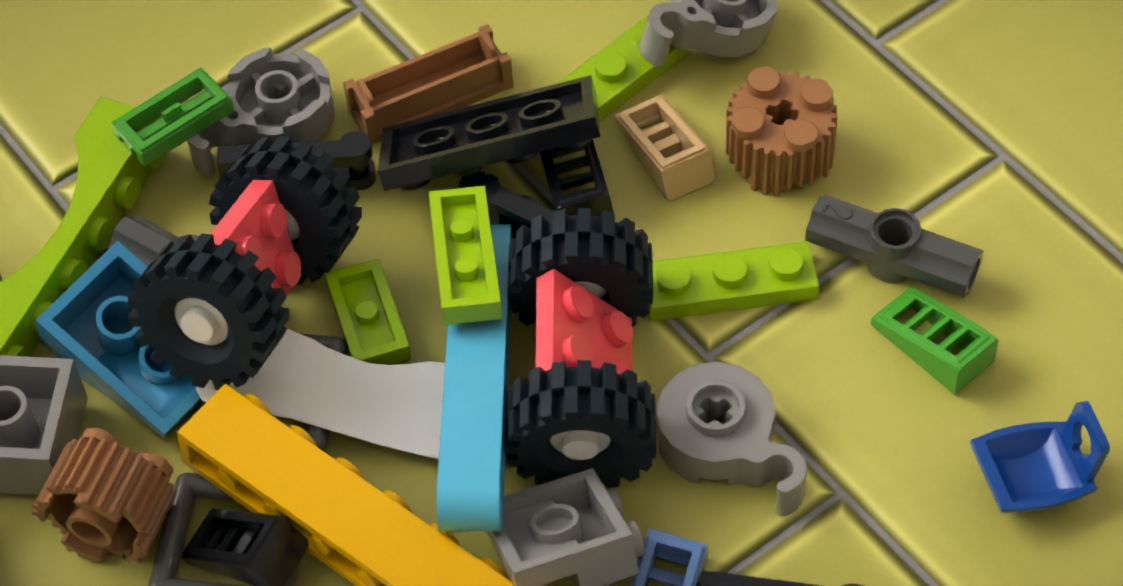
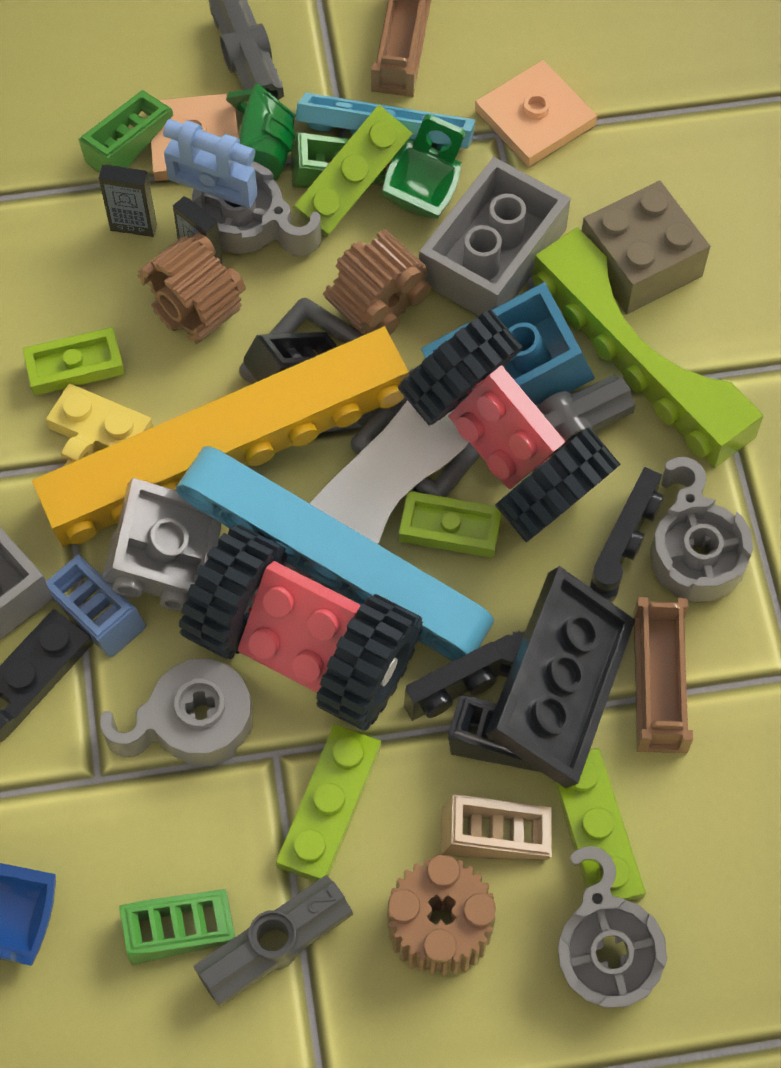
camera: 115 degrees right, 10 degrees up
(177, 121) = (714, 485): bright green tile -> none
(464, 255) = (433, 582): lime plate -> none

